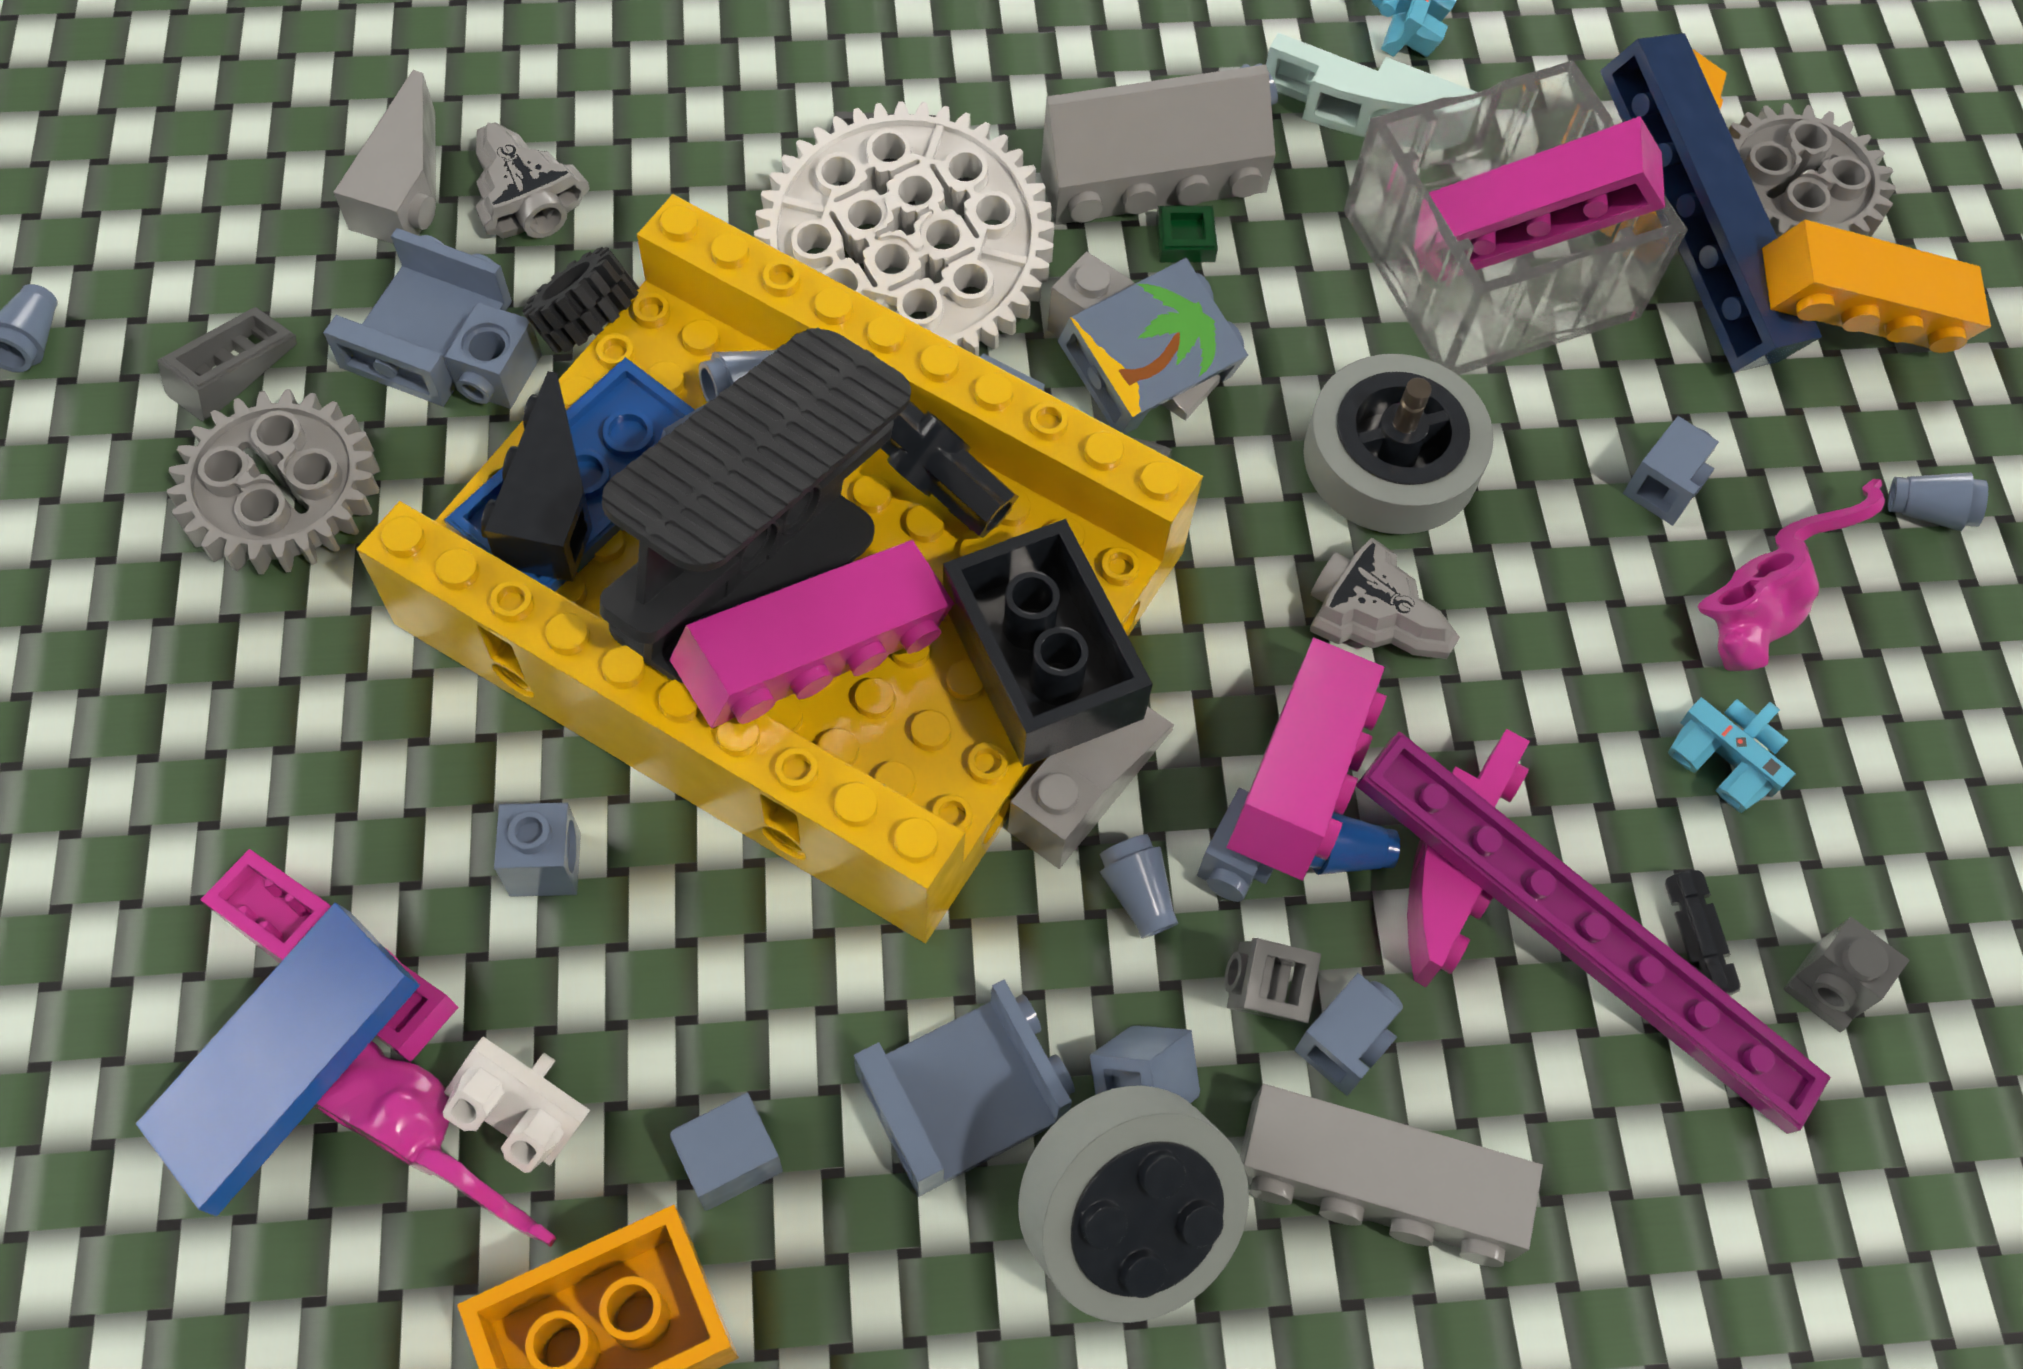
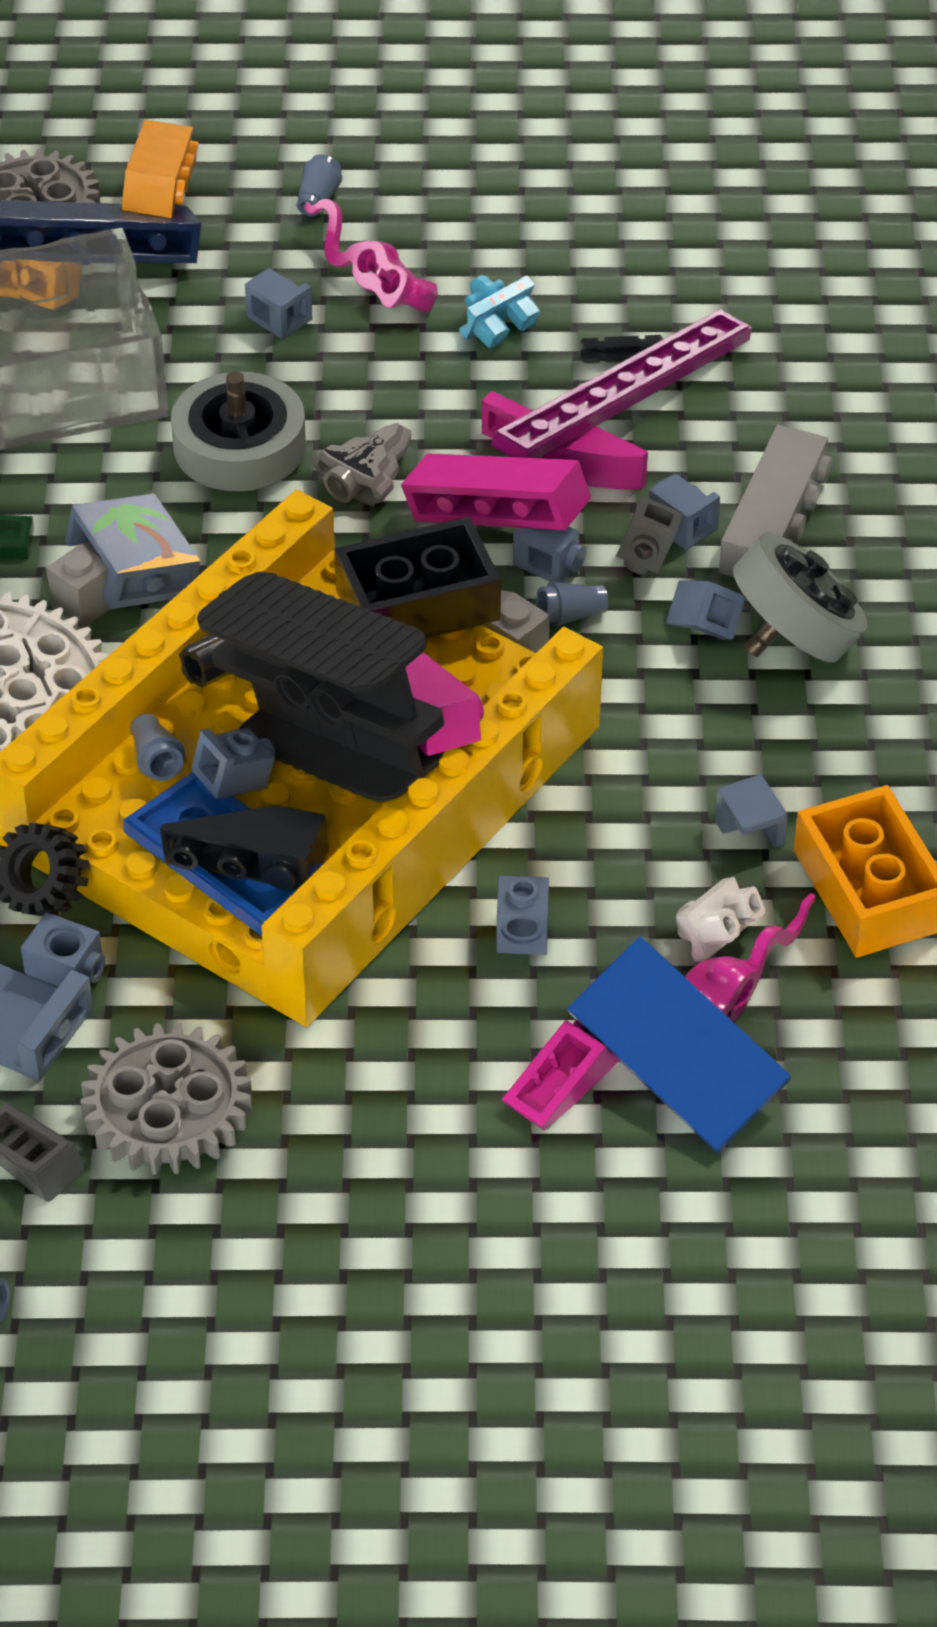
camera: 80 degrees left, 15 degrees down
(966, 1090) = (707, 700): sand blue panel -> none
(1556, 194) = (67, 283): dark pink brick -> none
(1846, 974) = (655, 287): dark grey brick -> none

